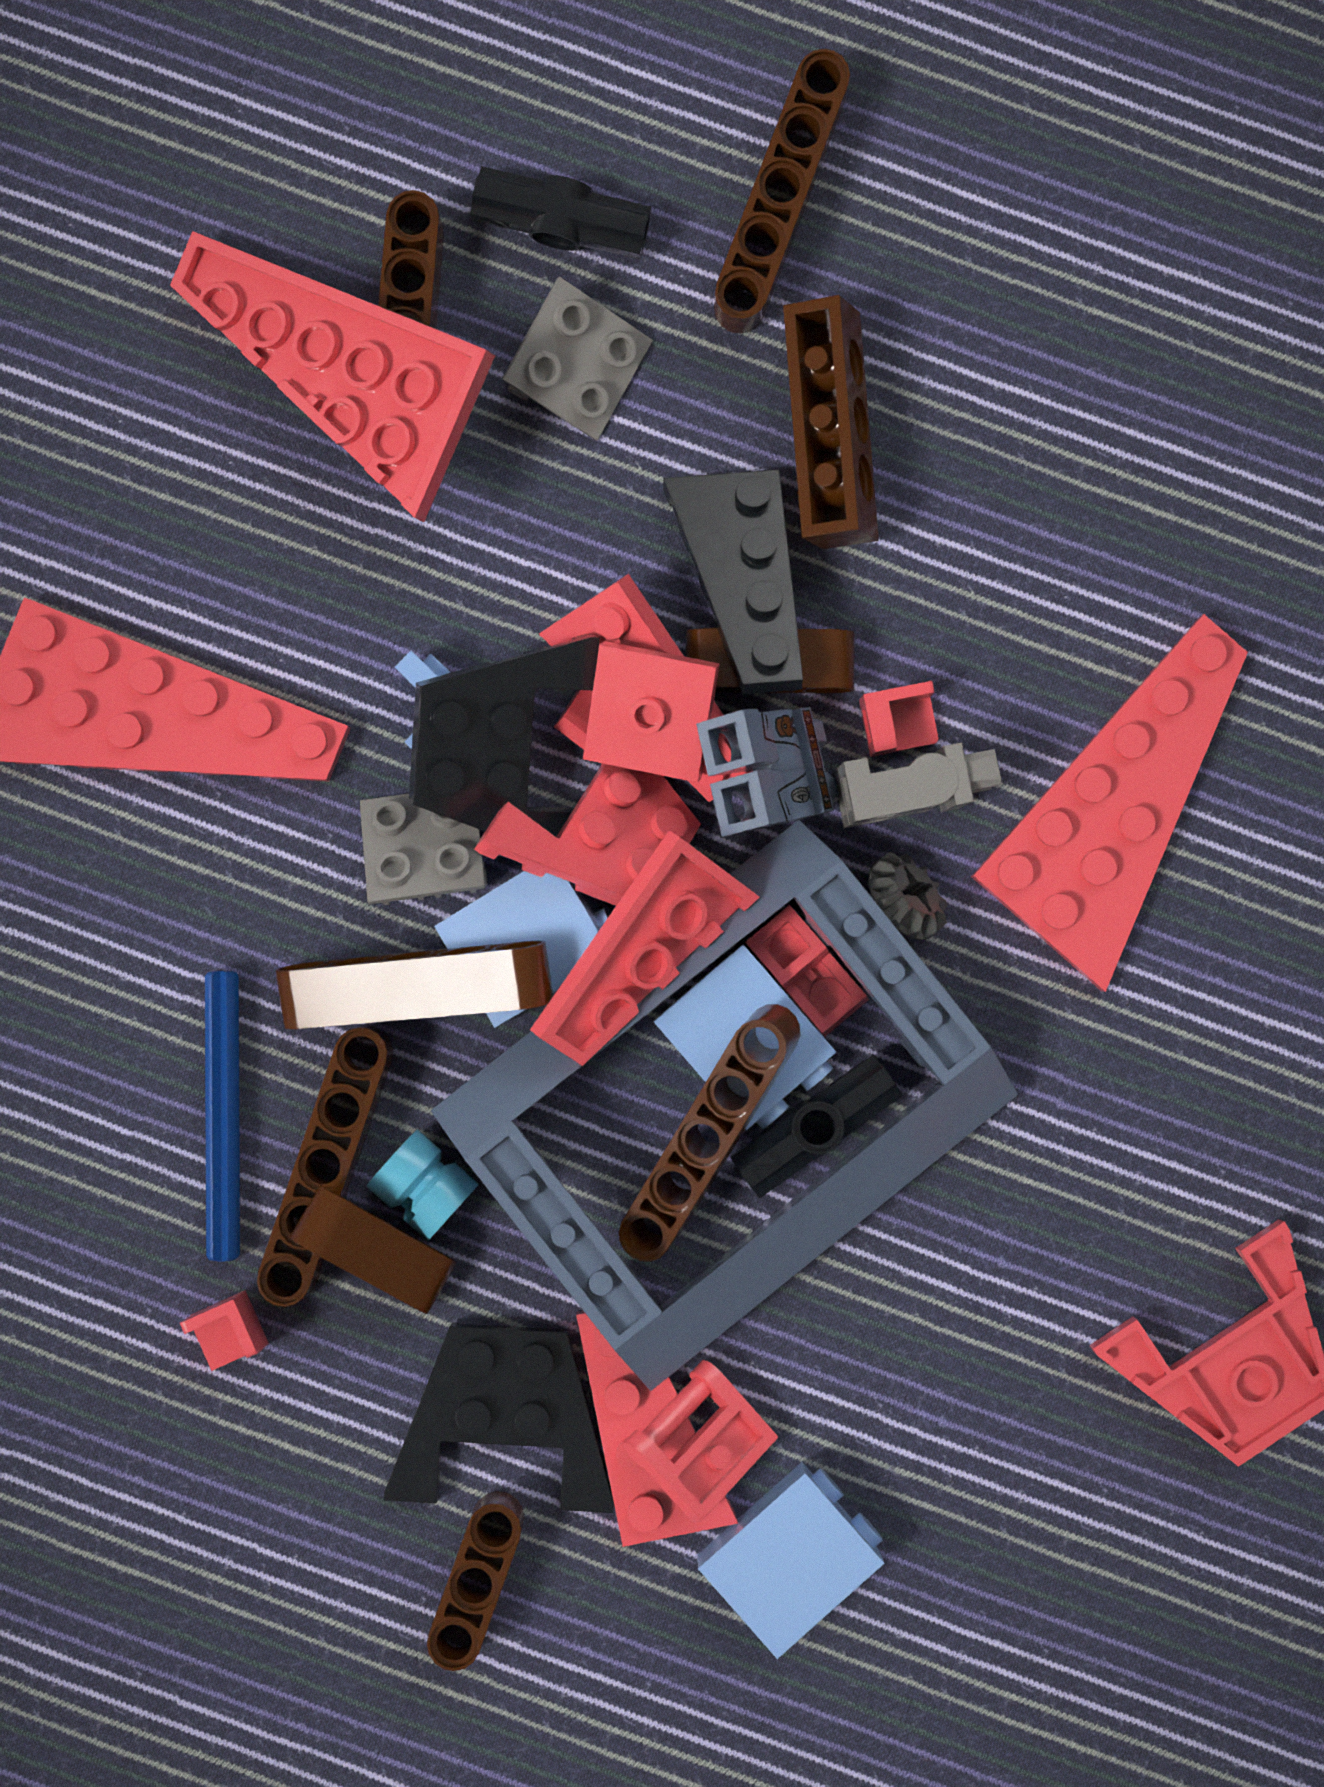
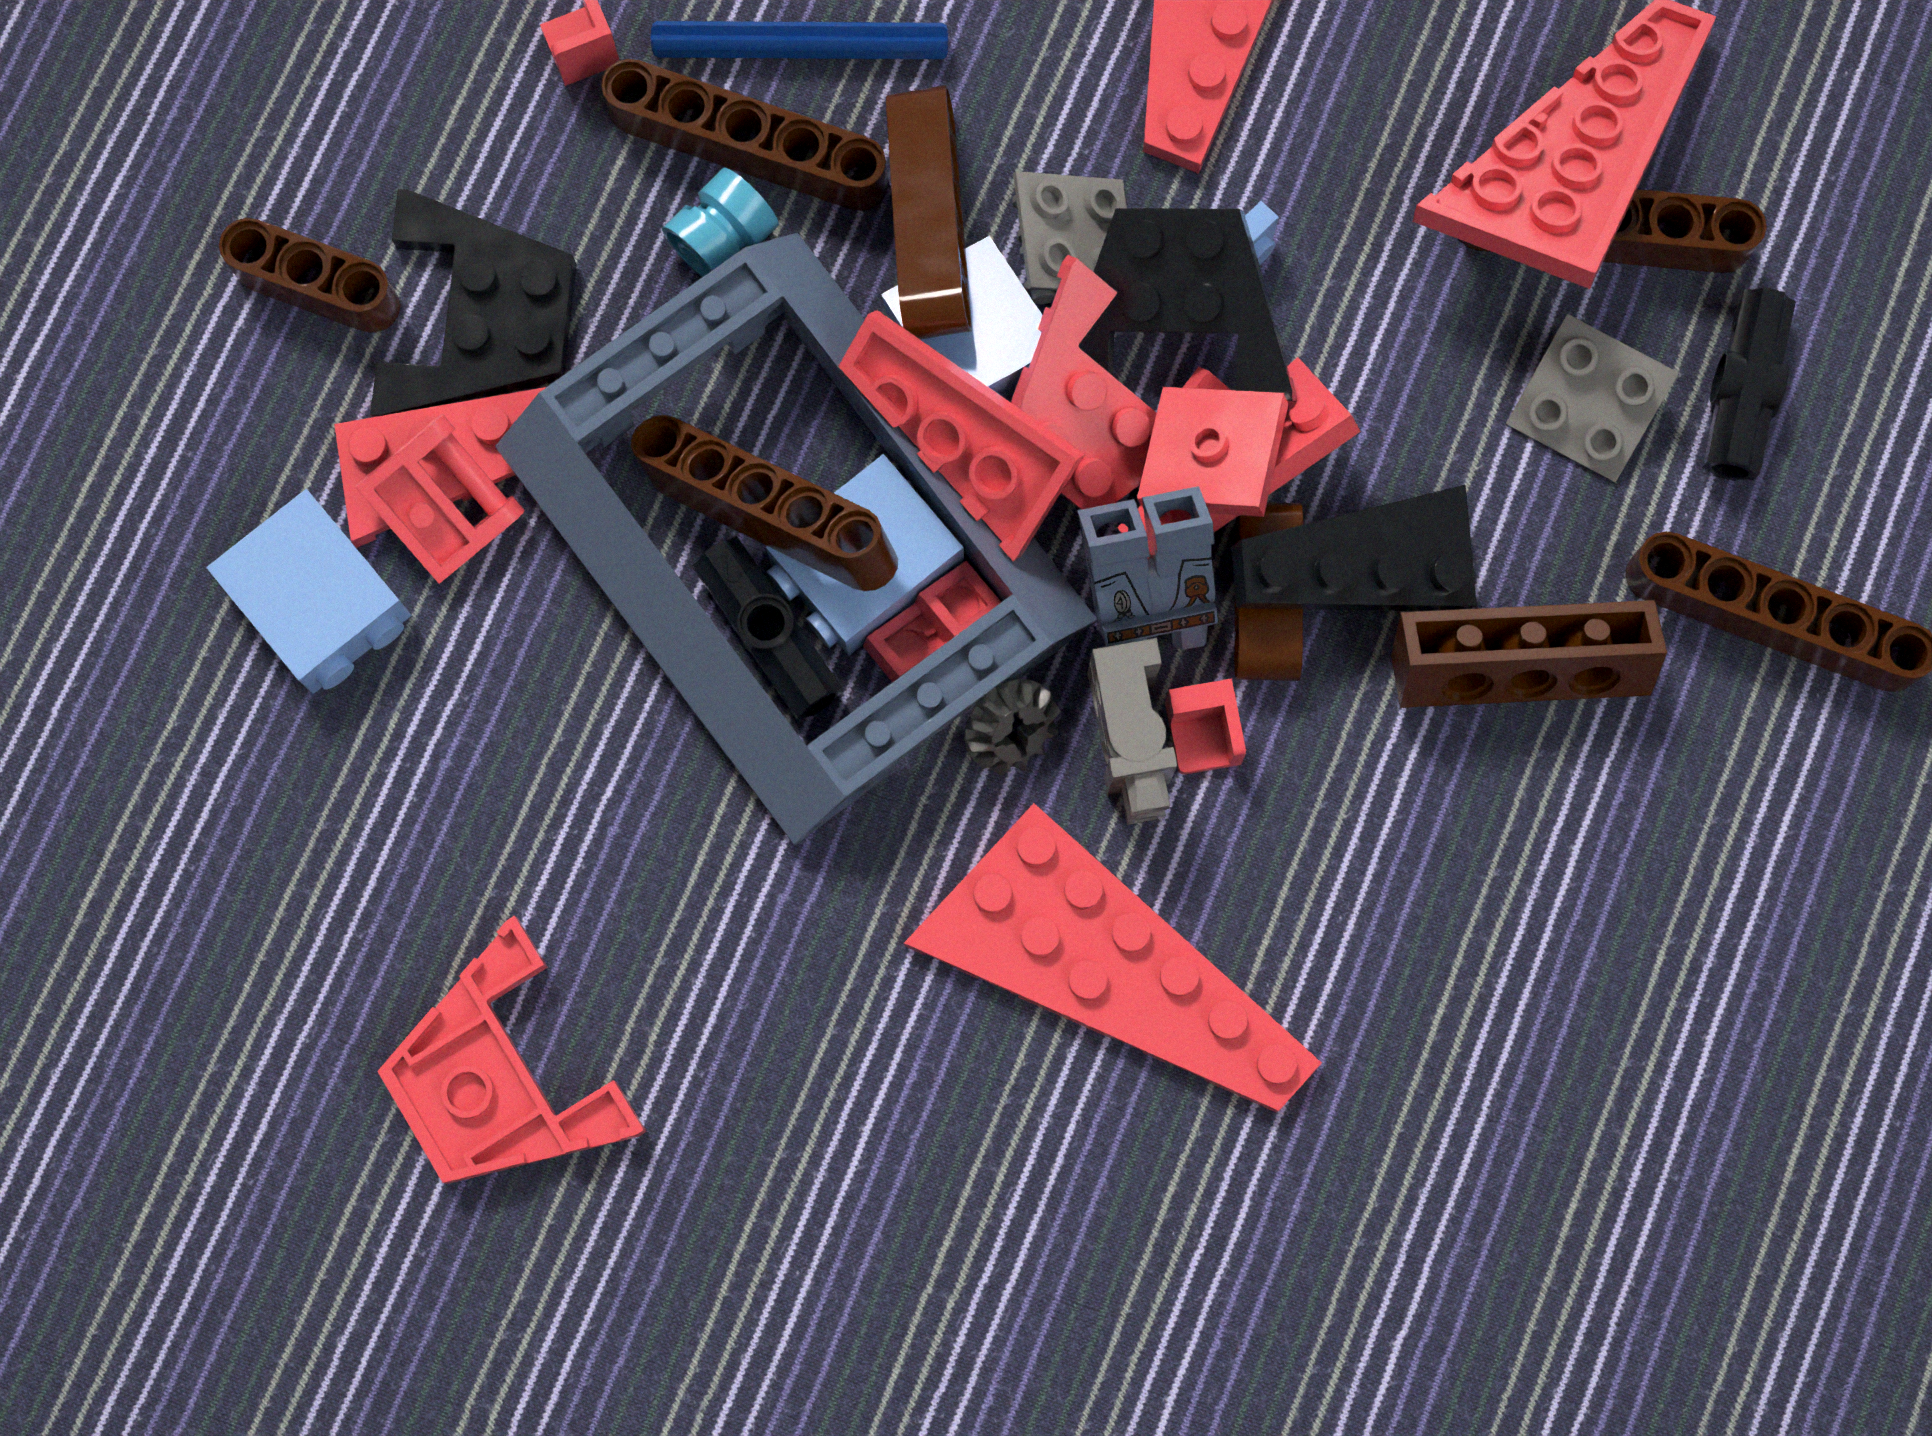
camera: 90 degrees right, 10 degrees down
(373, 1250) = (655, 171): reddish brown beam -> none

